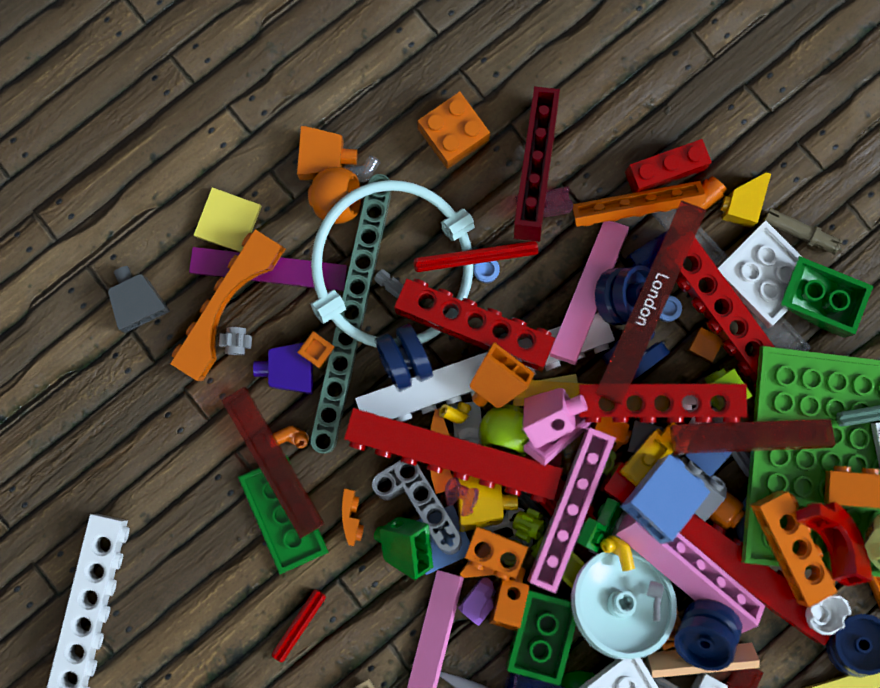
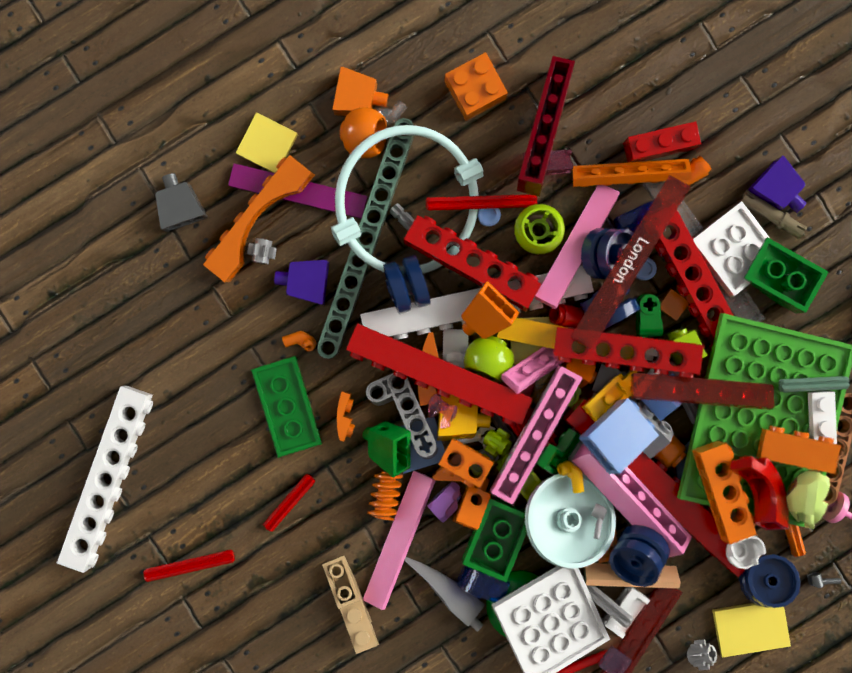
camera: 10 degrees right, 5 degrees up
(273, 462) = (282, 360): clear red tile -> none
(316, 349) = (331, 267): orange tile -> none
(408, 603) = (385, 496): none -> orange piece
(454, 415) = (447, 340): yellow arm -> none
(536, 293) = (530, 243): none -> lime wheel
(550, 415) = (528, 351): bright pink torso -> none
(587, 371) = (566, 316): none -> red brick
(681, 364) = (649, 319): none -> green piece
(745, 202) = (726, 183): yellow slope -> none
(805, 198) = (780, 186): none -> dark purple torso

